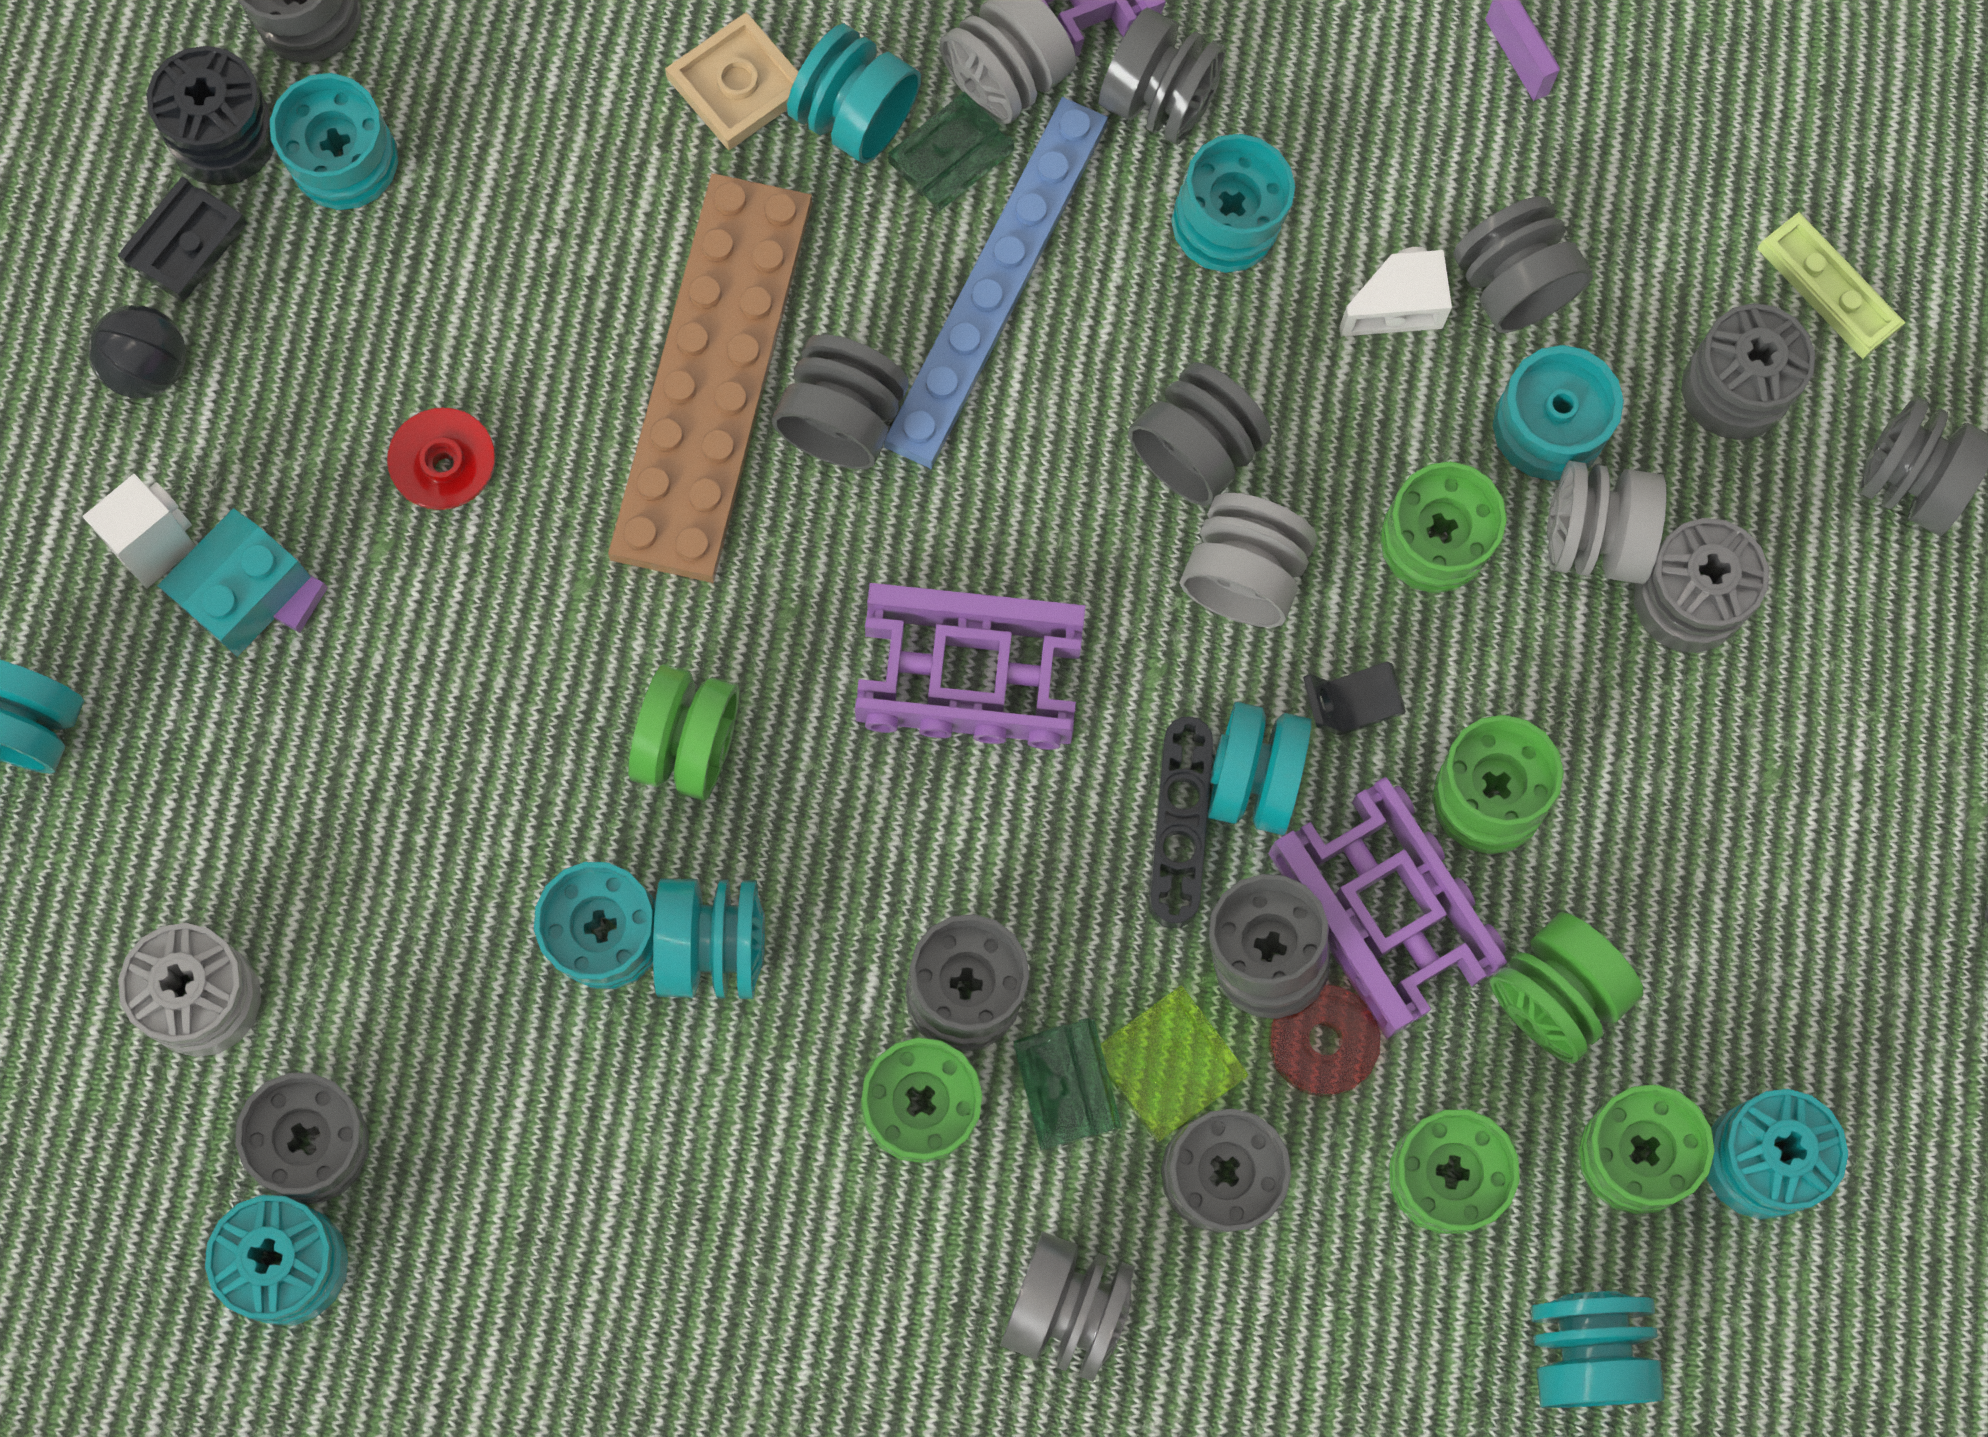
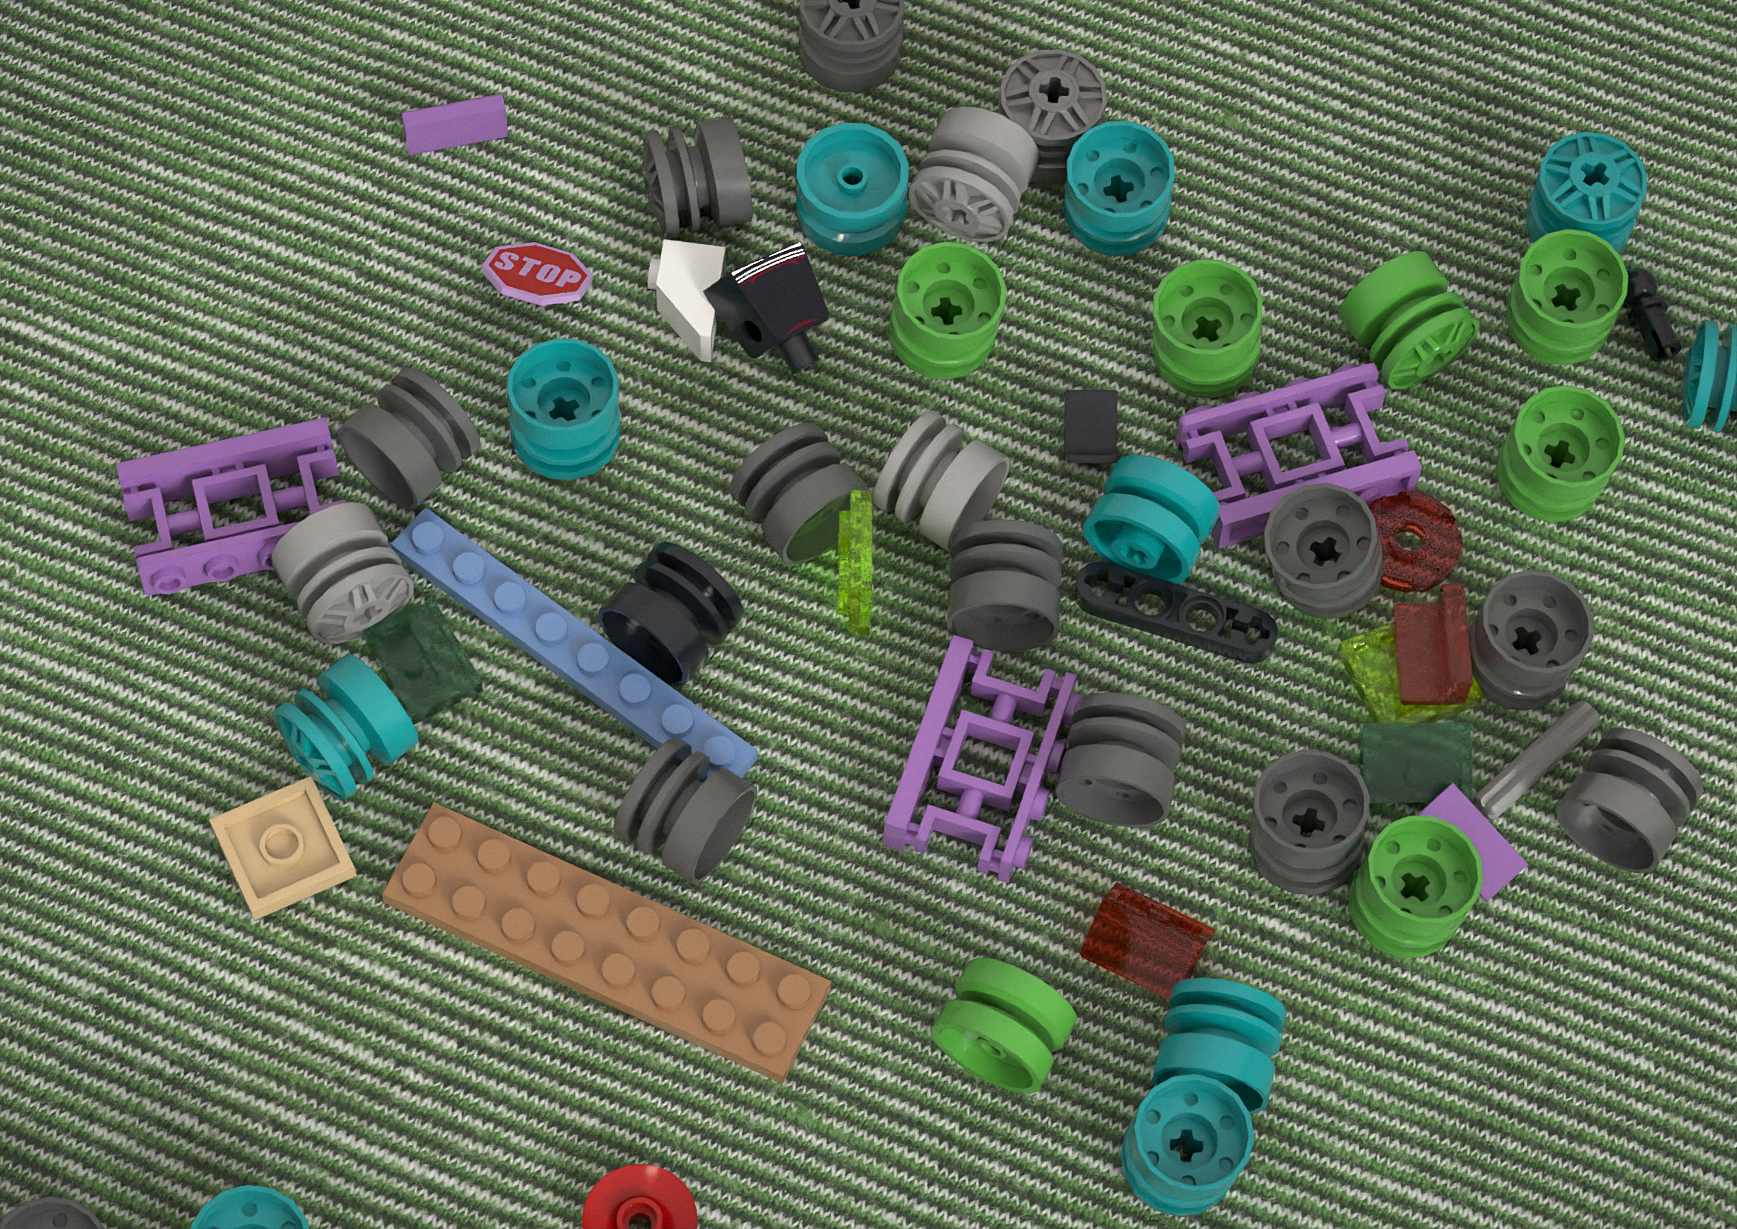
camera: 75 degrees left, 10 degrees down
(821, 858) = (1145, 940): none -> clear red panel
(990, 789) = (1121, 760): none -> dark grey wheel
(993, 1154) = (1497, 856): none -> medium lavender tile
(1040, 345) = (671, 613): none -> black wheel
(1107, 1211) = (1536, 760): none -> light grey axle
(1139, 502) = (856, 562): none -> clear neon green plate
(1151, 642) = (1005, 585): none -> dark grey wheel
(1191, 1075) = (1433, 649): none -> clear red panel
(1379, 152) = (537, 273): none -> piece
(1401, 366) = (773, 306): none -> black torso
(1644, 640) = (1124, 164): none -> teal wheel
(1688, 1233) = (1650, 314): none -> black pin

